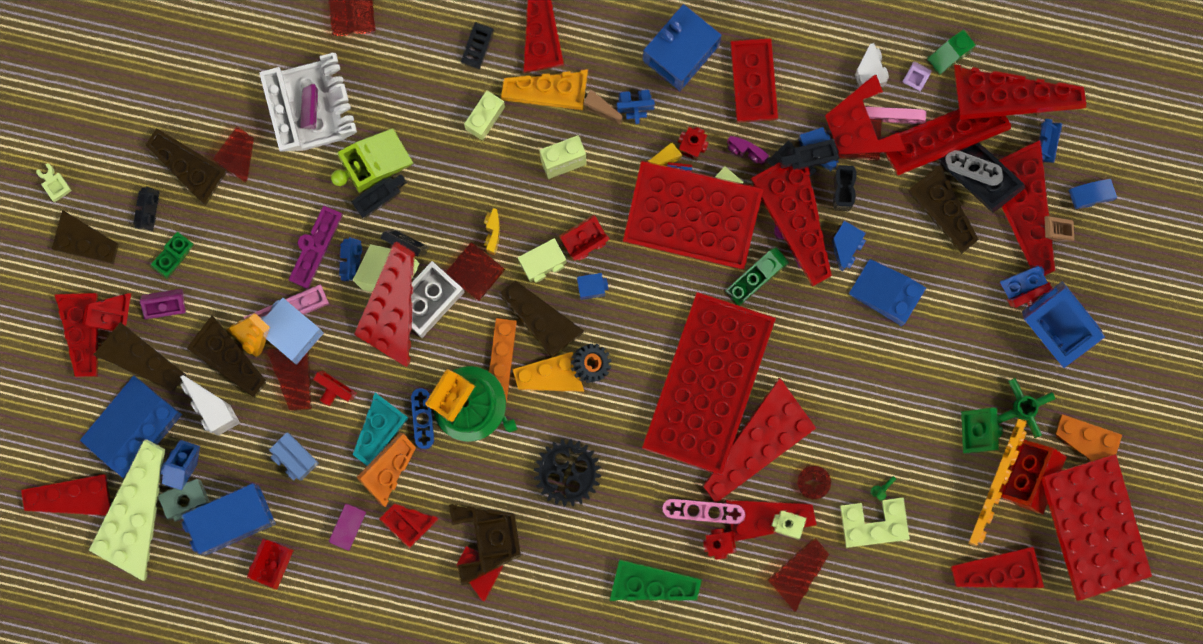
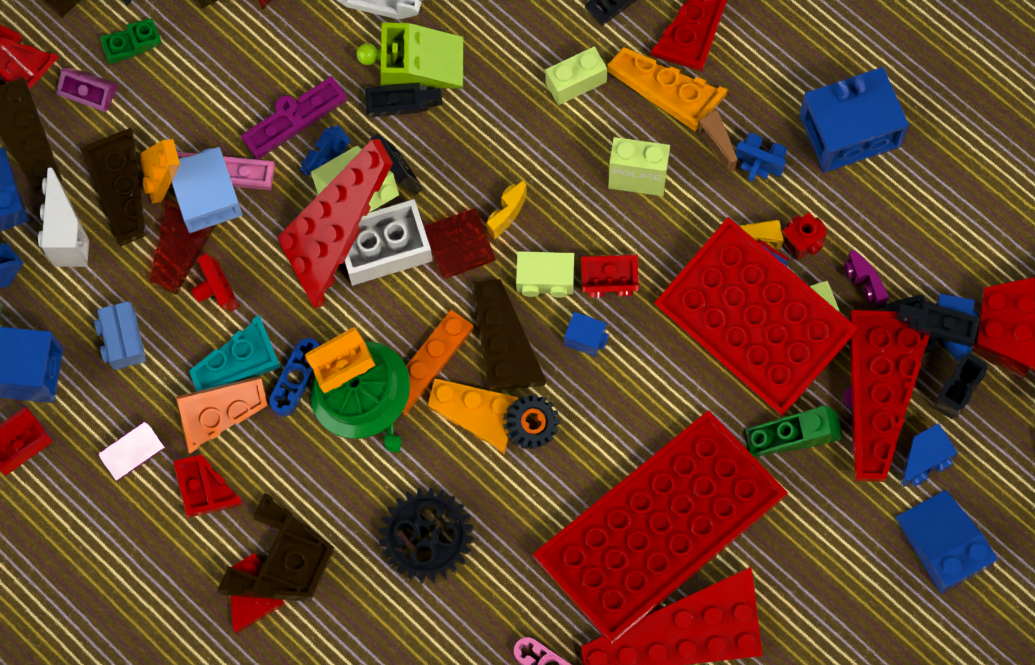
camera: 35 degrees right, 10 degrees down
(754, 80) = (920, 205): red plate -> none

